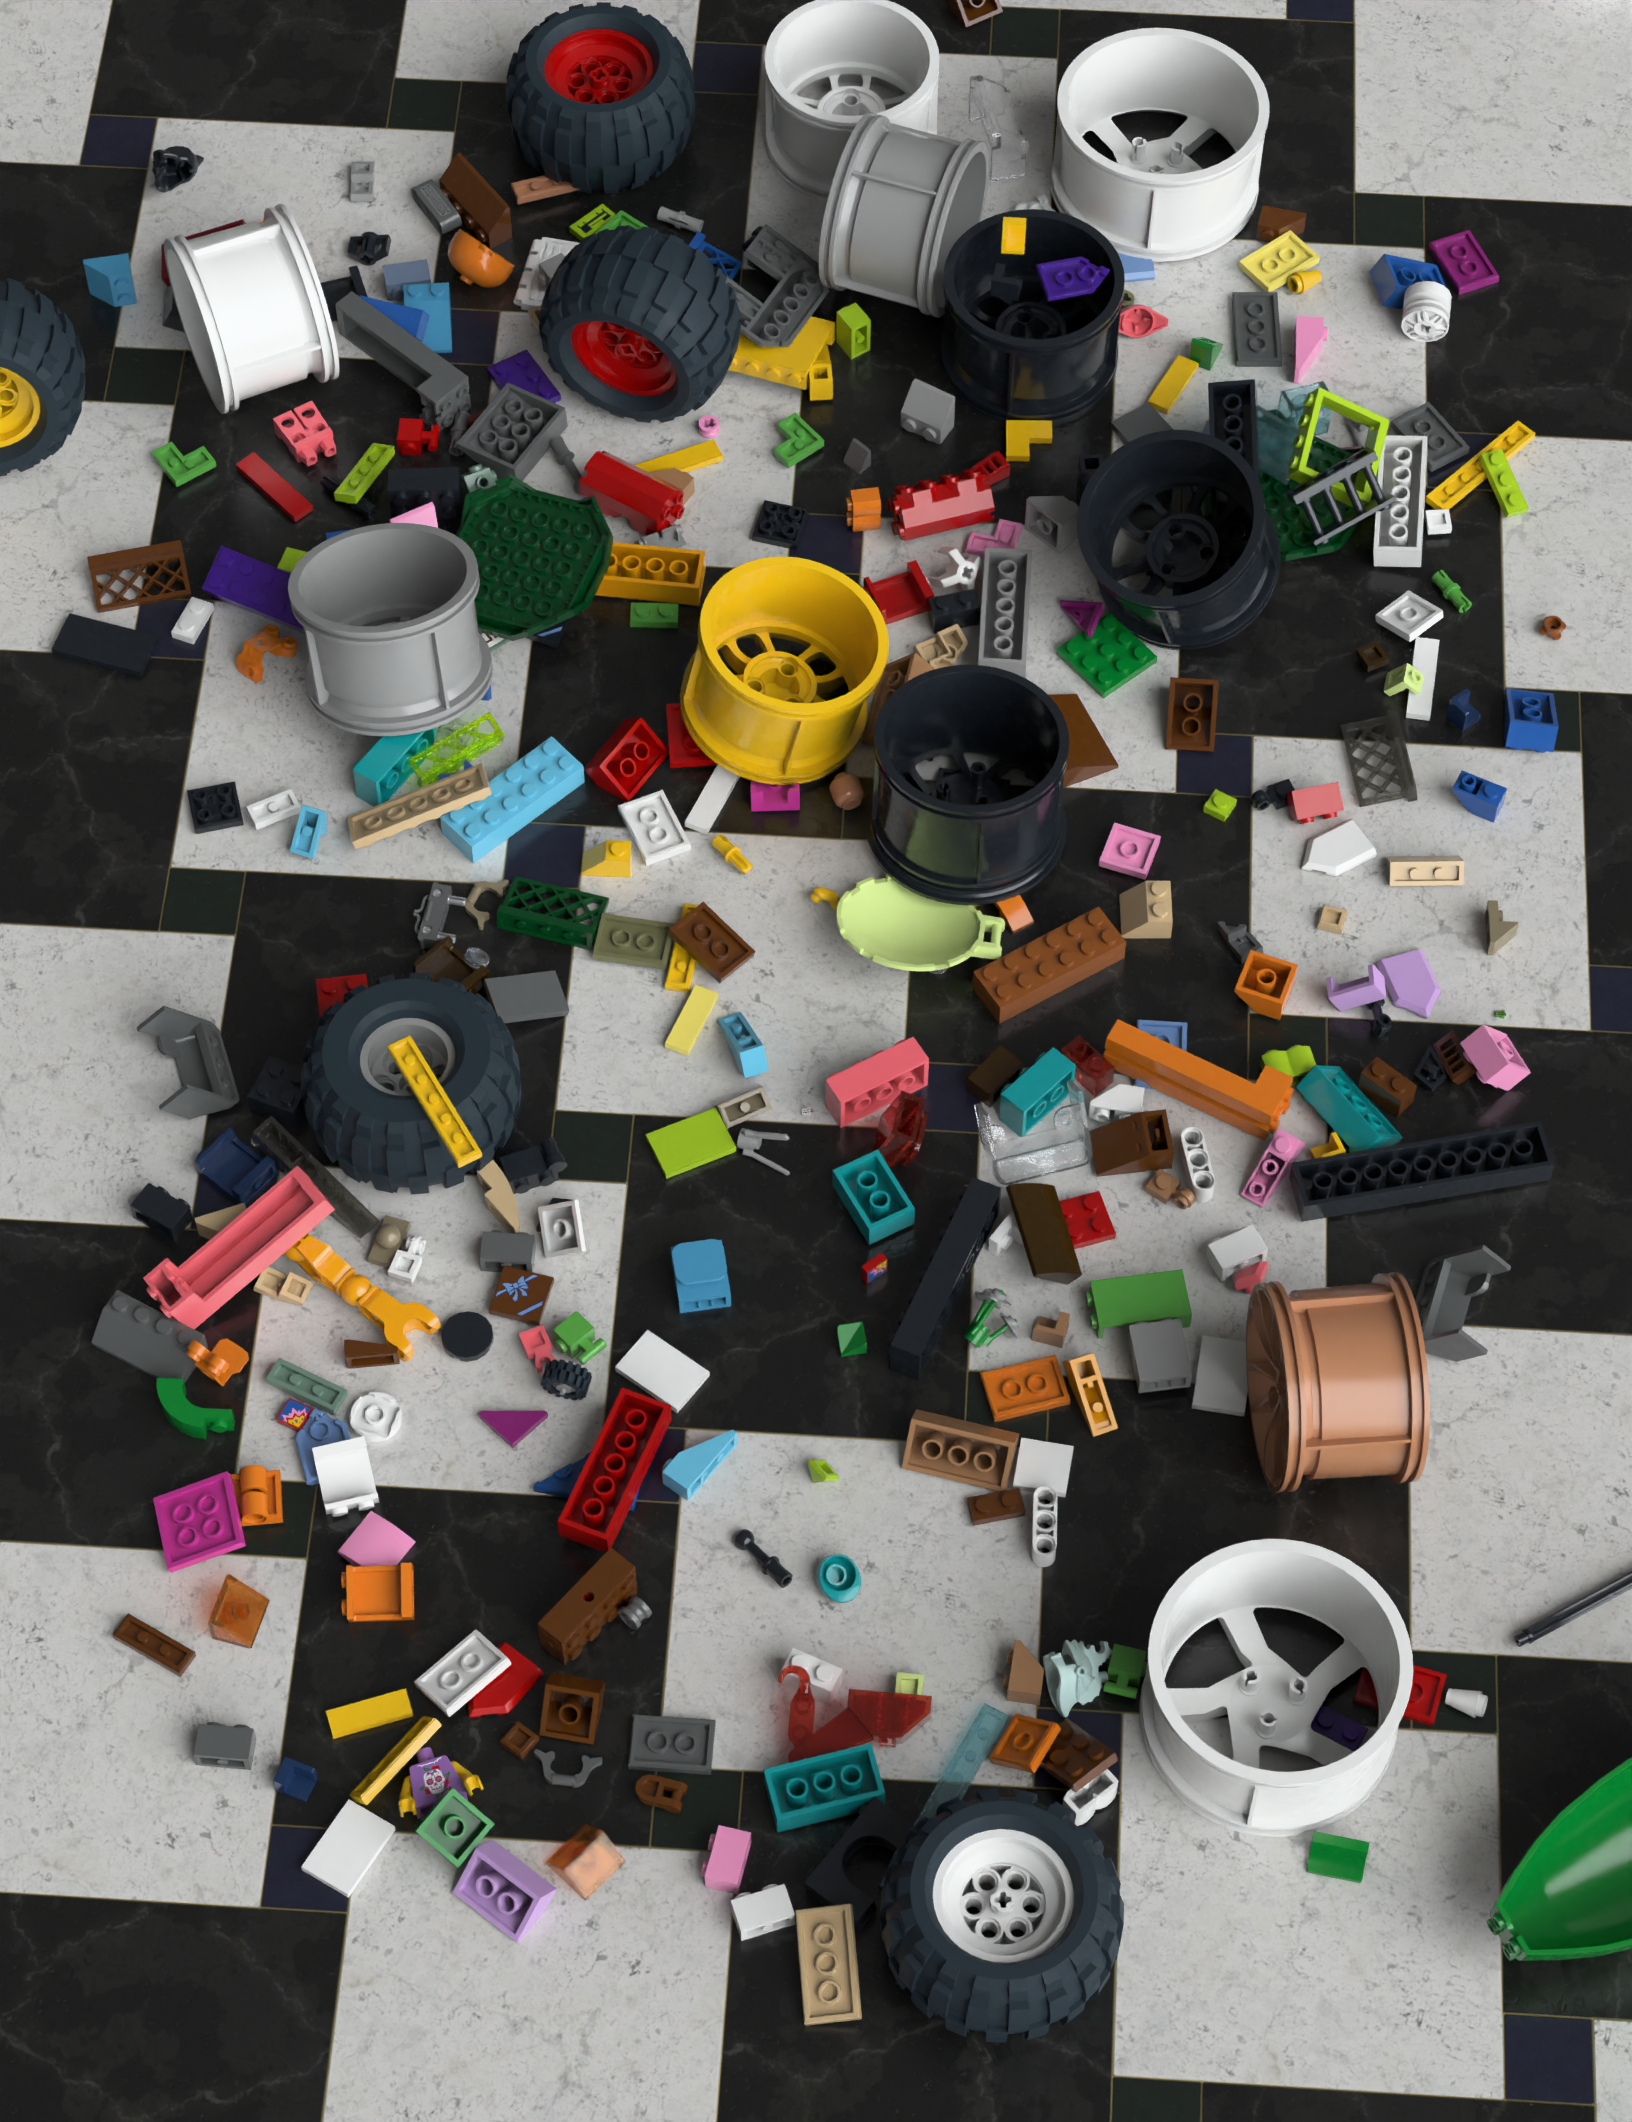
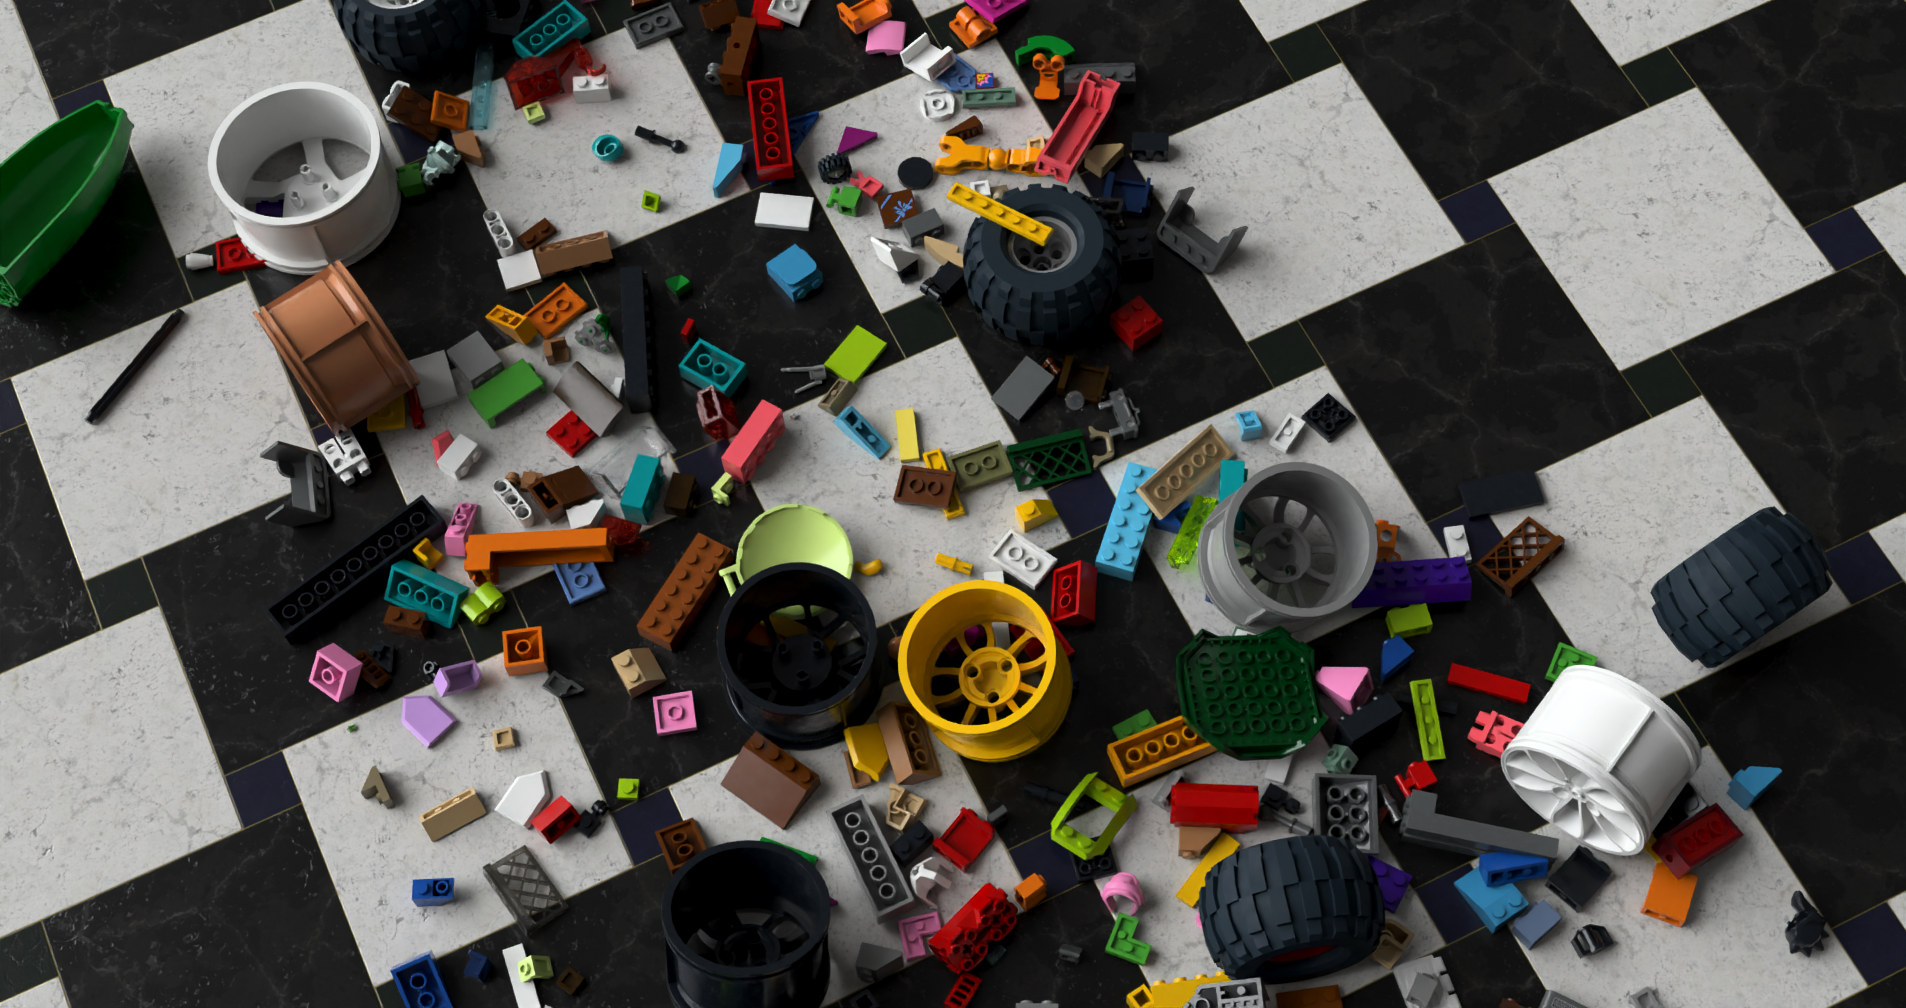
camera: 155 degrees right, 5 degrees up
(477, 261) = (1497, 963): orange cylinder -> none
(561, 488) = (1275, 798): none -> black plate
(773, 472) = (1125, 885): none -> bright pink helmet
(784, 522) = (1107, 796): none -> lime wedge
(943, 1060) = (722, 488): none -> yellowish green bracket

